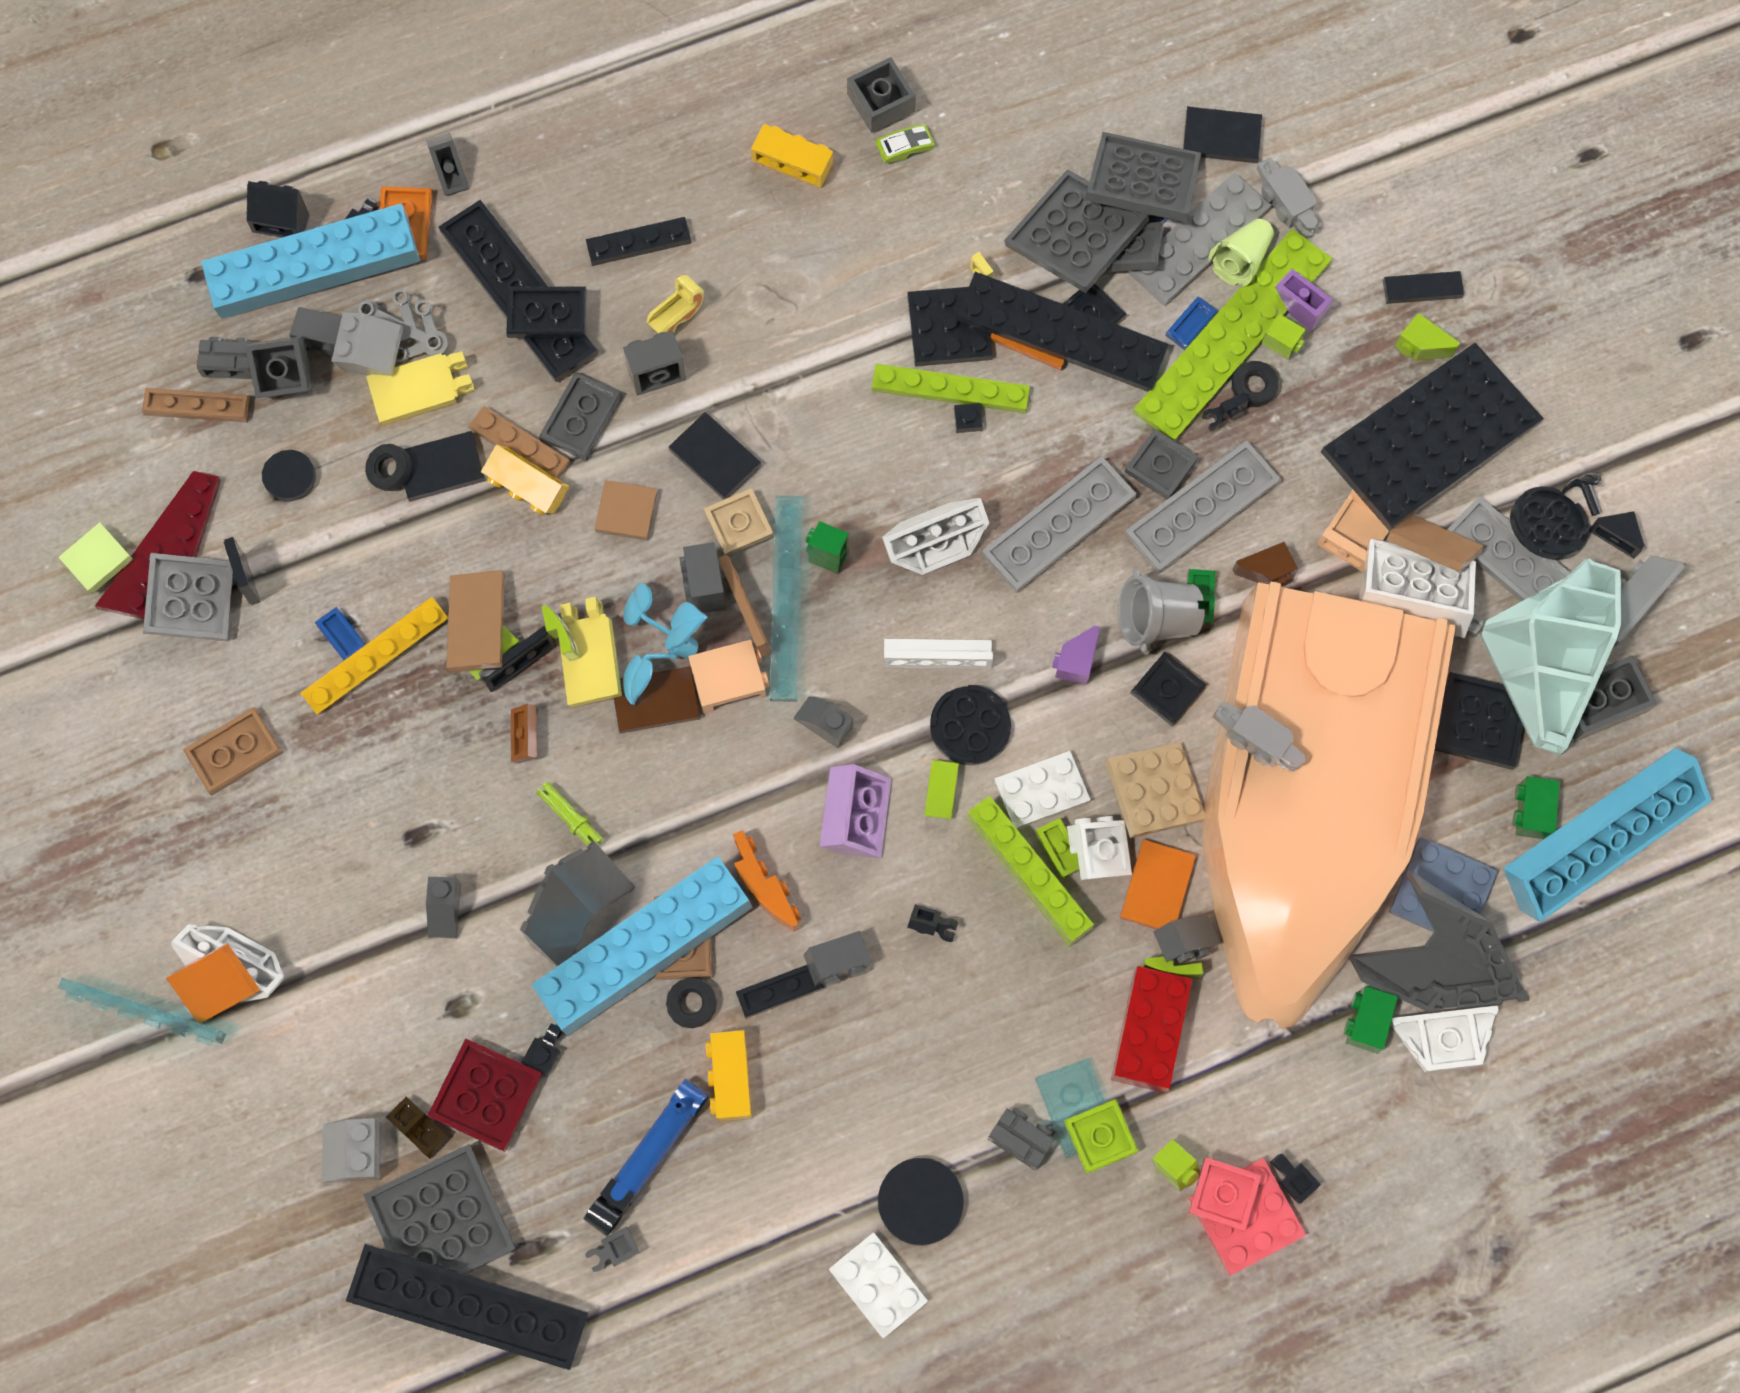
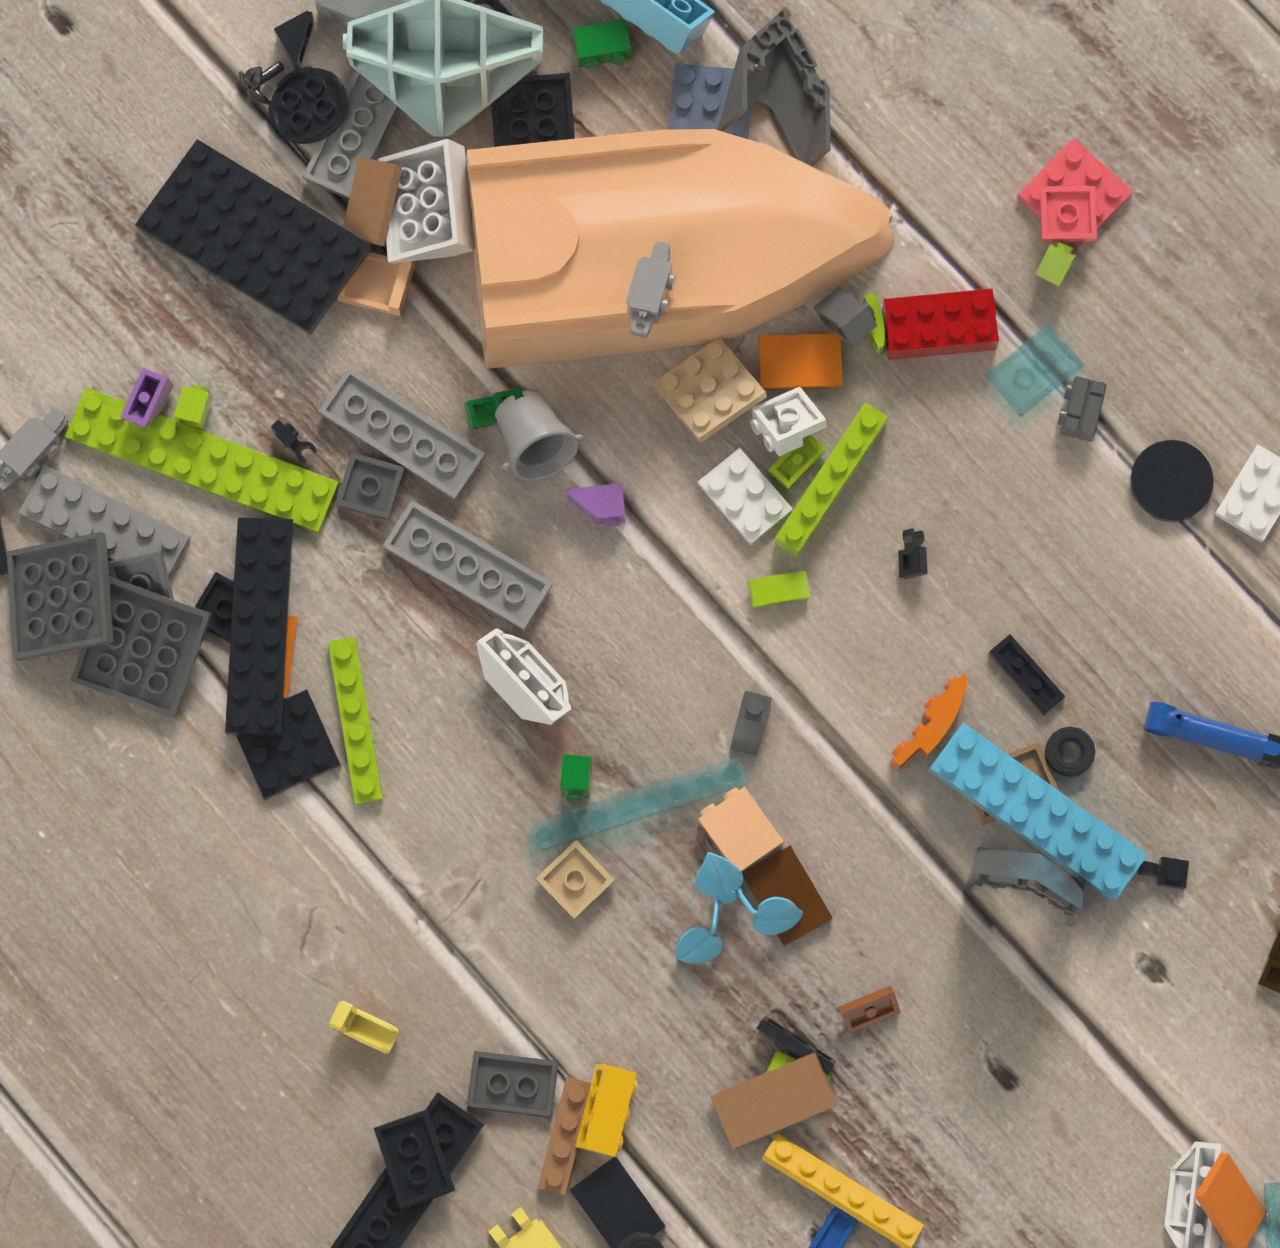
camera: 105 degrees left, 5 degrees up
(442, 906) = (1068, 1020): dark grey slope -> none
(485, 1095) = (1228, 910): dark red plate -> none
(558, 629) = (752, 1014): lime slope -> none
(578, 825) = (934, 933): lime pin -> none
(596, 672) = (767, 976): light yellow tile -> none
(626, 510) = (599, 999): medium nougat tile -> none
(638, 241) = (295, 1099): black plate -> none
(654, 362) = (436, 1022): dark grey brick -> none
(703, 577) = (651, 888): dark grey brick -> none
(714, 456) = (510, 931): black tile -> none
(729, 1076) = (1126, 689): yellow brick -> none
(745, 605) = (663, 838): medium nougat tile -> none
(792, 155) = (144, 970): yellow brick -> none
(837, 959) = (981, 627): dark grey brick -> none
(855, 811) = (832, 662): lavender slope -> none
(881, 94) = (46, 900): dark grey brick -> none
(903, 142) = (92, 859): slope -> none
(938, 653) = (643, 638): white fence -> none
(968, 418) = (382, 692): black plate -> none
(970, 725) = (703, 584): black tile -> none
(980, 265) = (214, 731): light yellow tile -> none
(1100, 1136) = (1054, 339): lime tile -> none
(1168, 688) = (600, 411): black tile -> none
(1191, 323) = (202, 505): blue tile -> none
(1241, 253) = (110, 473): yellowish green cone -> none
(1259, 369) = (245, 407): black tyre -> none
(1268, 566) = (443, 350): reddish brown slope -> none
(1297, 1180) = (1027, 159): black plate -> none
(1370, 1019) = (858, 136): green brick -> none
(1423, 287) = (88, 291): black tile -> none
(1426, 341) = (149, 273): lime slope -> none
(1447, 1038) = (848, 65): white wing -> none

